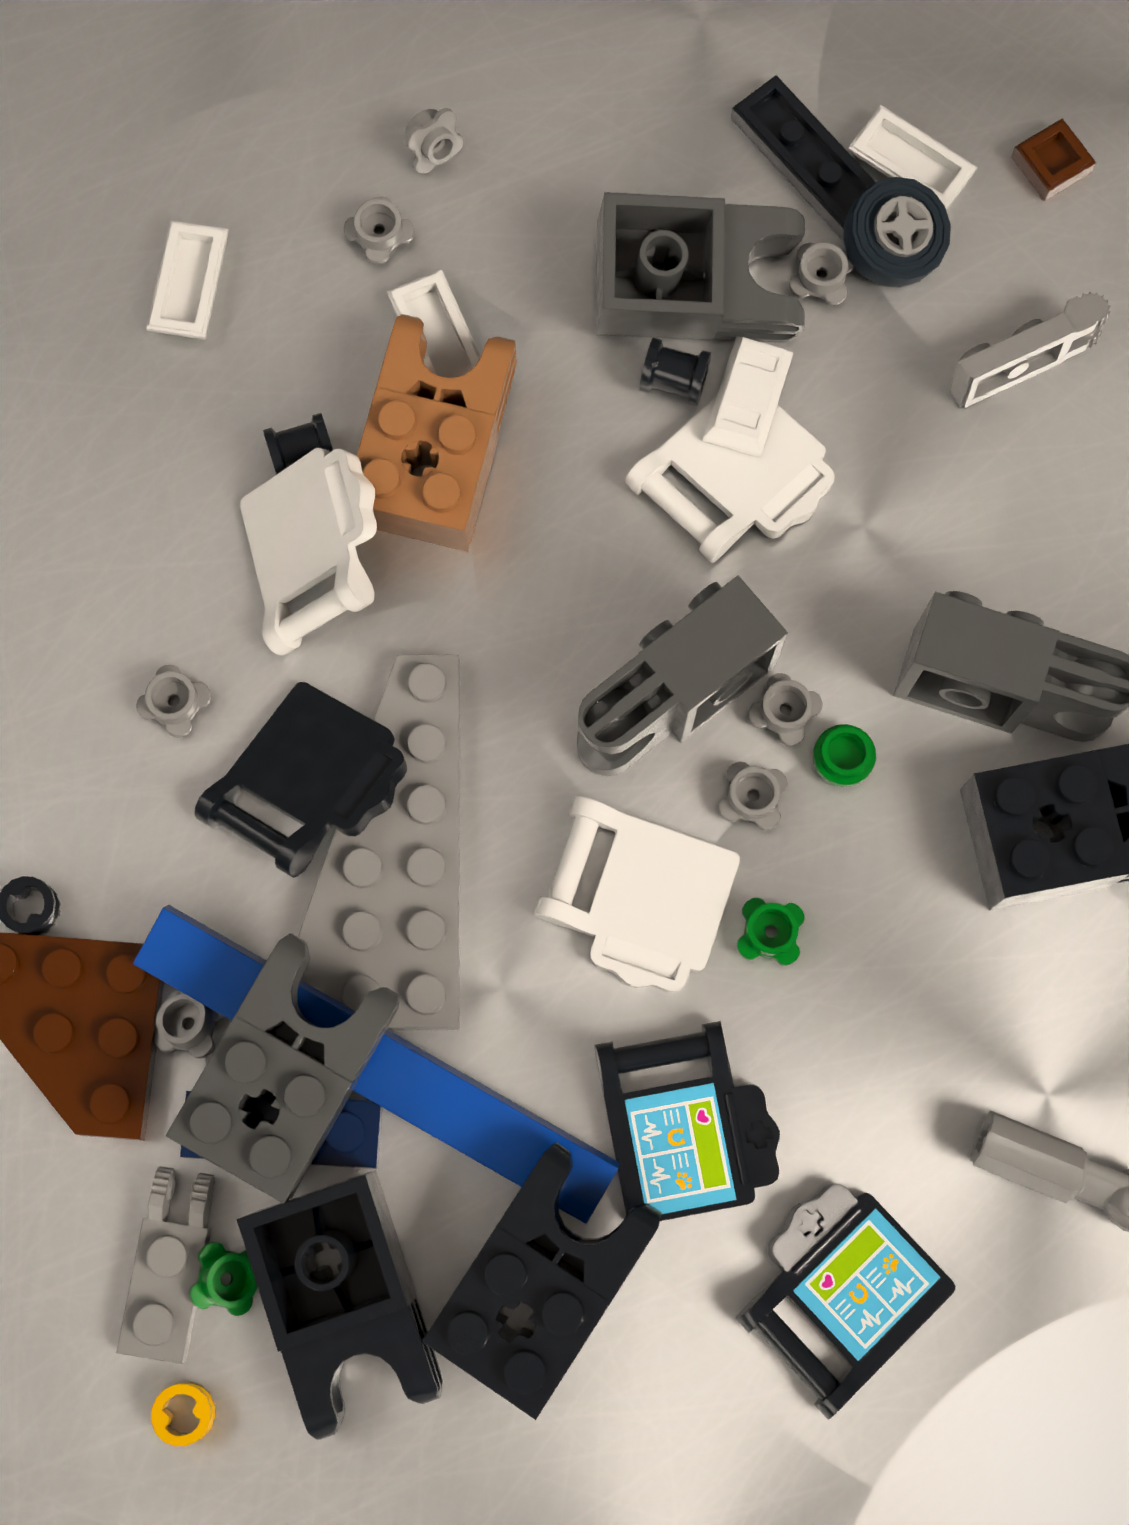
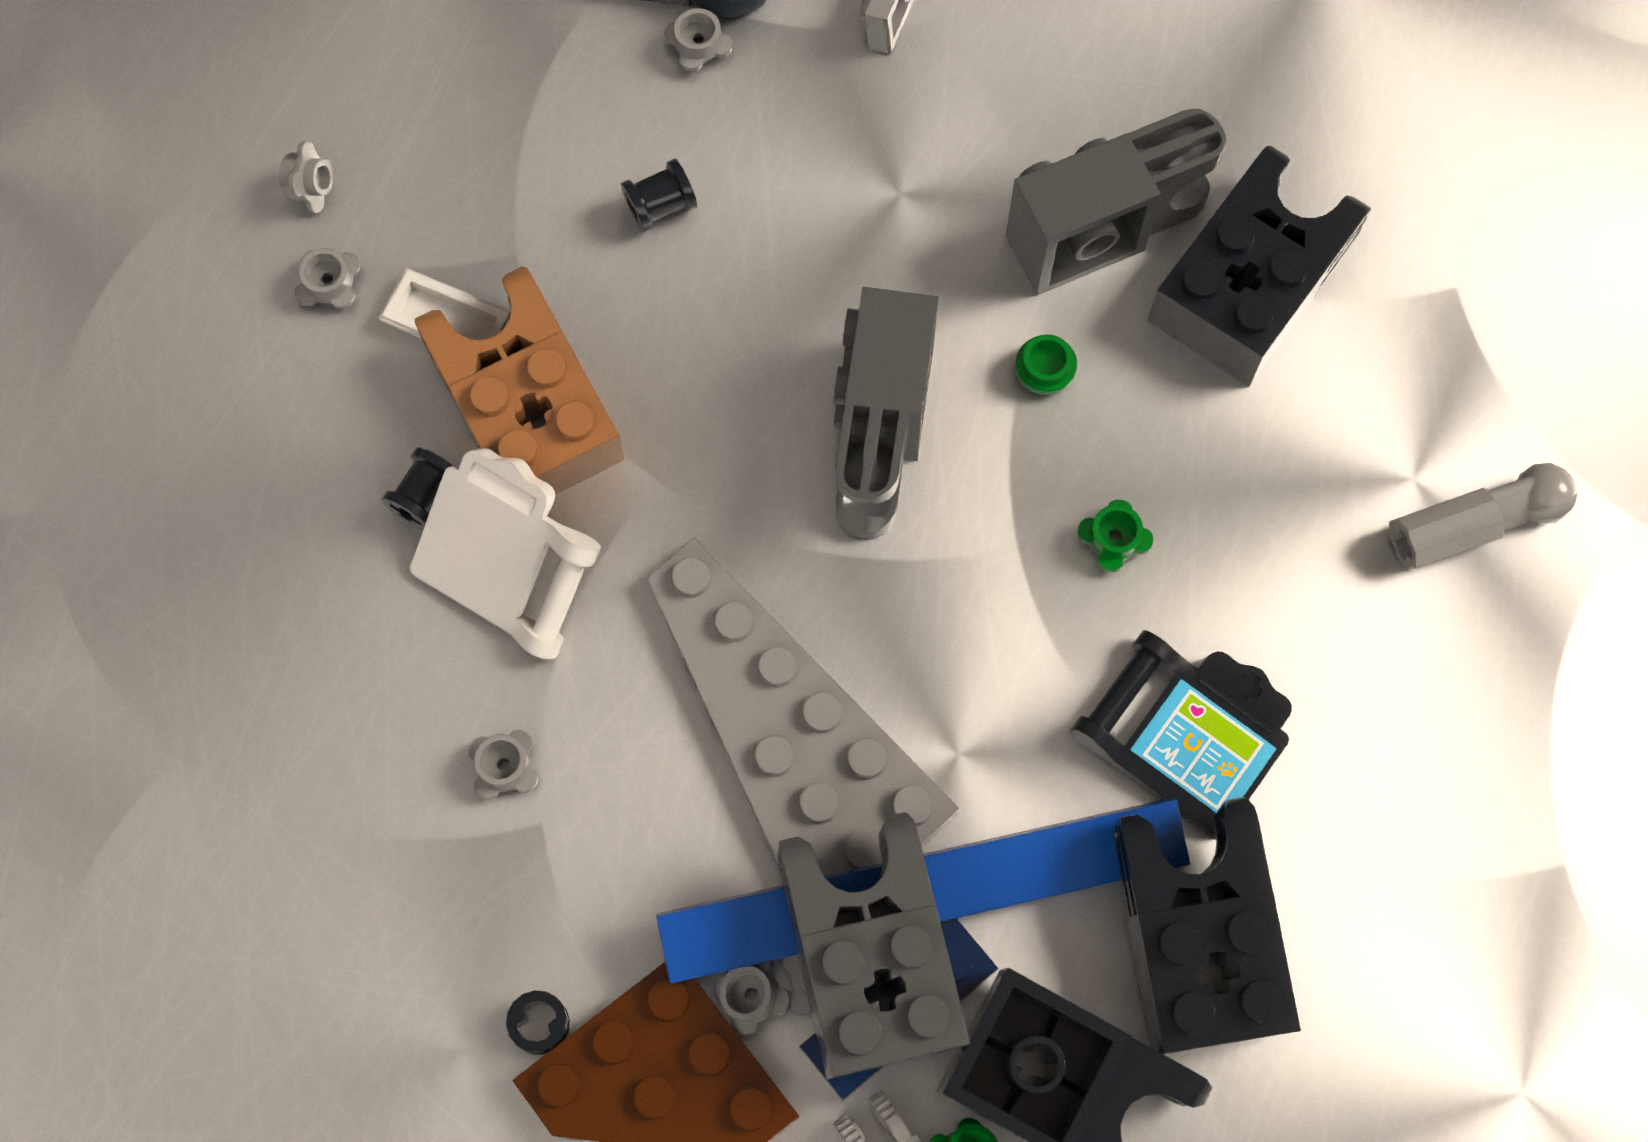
camera: 40 degrees left, 5 degrees down
(187, 280) = (207, 440): white tile -> none
(316, 767) = (662, 714): black piece -> none
(654, 899) = (1009, 588): white piece -> none
(705, 268) = (597, 112): dark grey brick -> none
(748, 396) = (729, 169): white tile -> none
(750, 490) = (771, 218): white piece -> none
(768, 785) = (1009, 432): light grey plate -> none
(803, 706) = (976, 352): light grey plate -> none
(856, 1284) = (1418, 730): piece -> none

